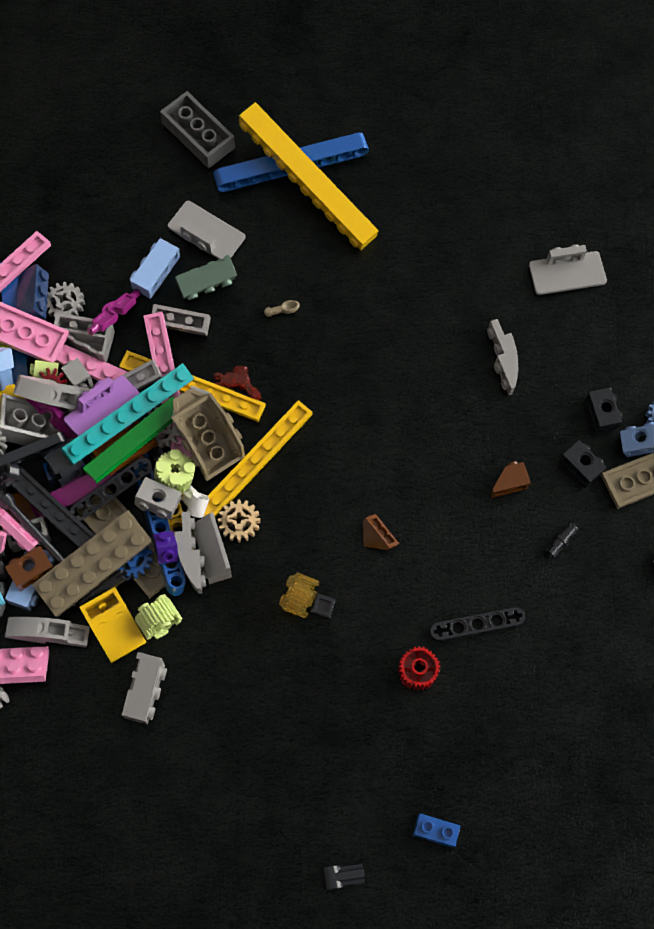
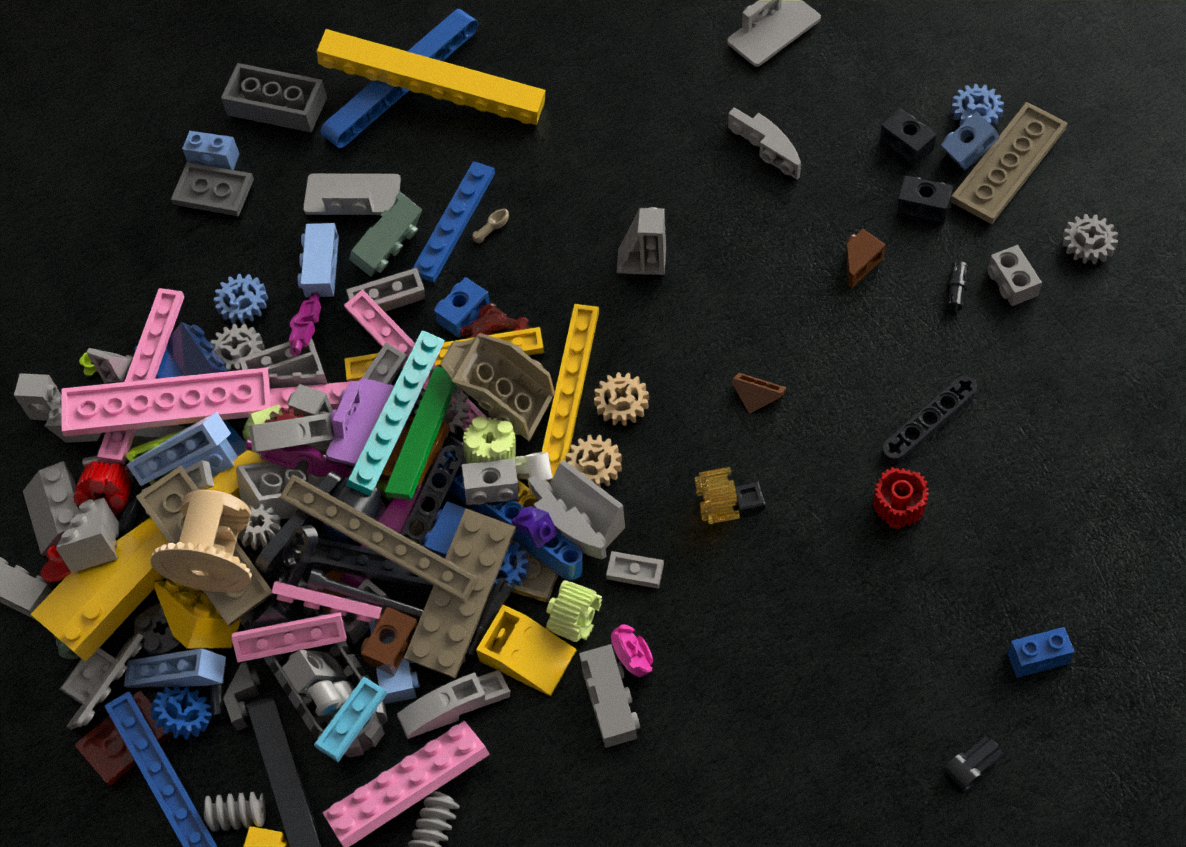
camera: 20 degrees left, 10 degrees down
(59, 498) = (379, 538): none -> dark tan tile
(88, 265) = (240, 298): none -> medium blue gear
(104, 516) = (445, 527): none -> blue brick
(118, 174) = (212, 189): none -> dark grey plate
(133, 145) = (211, 150): none -> medium blue brick
(177, 667) = (632, 650): none -> dark pink tile
(217, 611) = (635, 569): none -> light grey plate
(218, 365) = (454, 317): none -> blue brick
(260, 291) = (454, 221): none -> blue plate
(293, 483) = (621, 398): none -> tan gear
(369, 387) = (644, 244): none -> light grey wedge
(609, 558) = (1018, 273): none -> light grey brick

